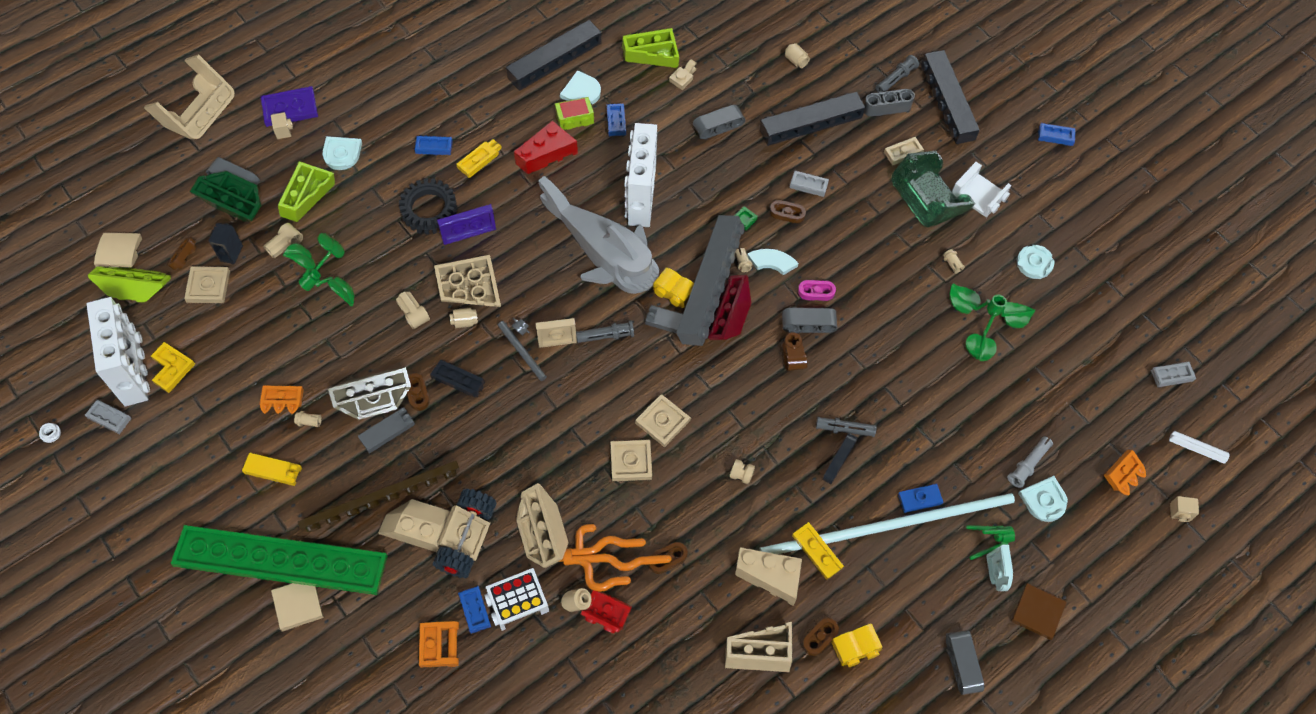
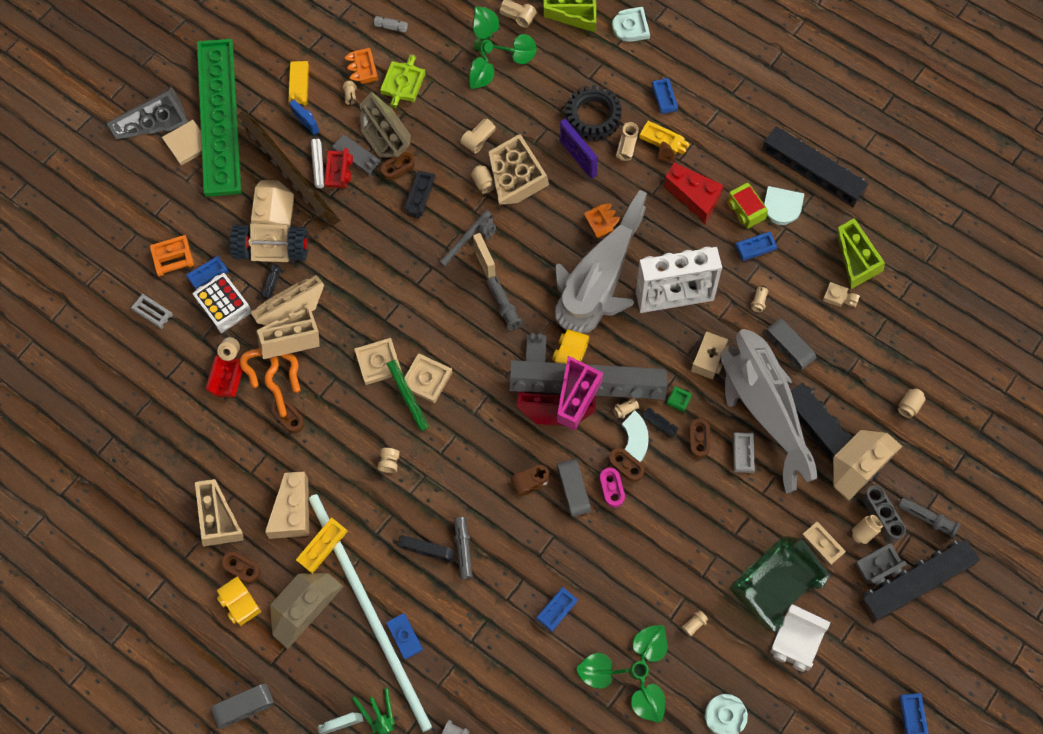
camera: 80 degrees right, 5 degrees up
(239, 361) = (390, 24): none -> light grey axle
(246, 634) = (154, 115): none -> dark grey wedge
(317, 364) = (403, 81): none -> lime plate
(320, 469) = (304, 117): none -> blue plate
(381, 469) = (317, 163): none -> white axle
(399, 447) = (338, 169): none -> red bracket
(471, 186) = (627, 142): none -> tan piece
(493, 674) = (163, 319): none -> light grey tile
(496, 160) = (666, 154): none -> reddish brown tile
(506, 545) = (271, 281): none -> black axle
(549, 228) = (601, 219): none -> orange plate
(584, 529) = (289, 335): none -> tan wedge
(669, 132) = (758, 304): none -> tan pin
(679, 437) = (406, 393): none -> green axle
(712, 182) = (705, 365): none -> tan brick
(733, 279) = (577, 392): none -> dark pink wedge
(753, 149) = (764, 389): none -> light grey animal
(763, 237) = (660, 422): none -> black axle
(796, 274) = (629, 463): none -> reddish brown plate
(847, 96) = (862, 460): none -> tan wedge
(873, 585) = (301, 604): none -> dark tan wedge
(900, 116) = (867, 529): none -> tan brick
(920, 363) = (557, 609): none -> blue plate
(931, 117) = (880, 564): none -> dark grey bracket

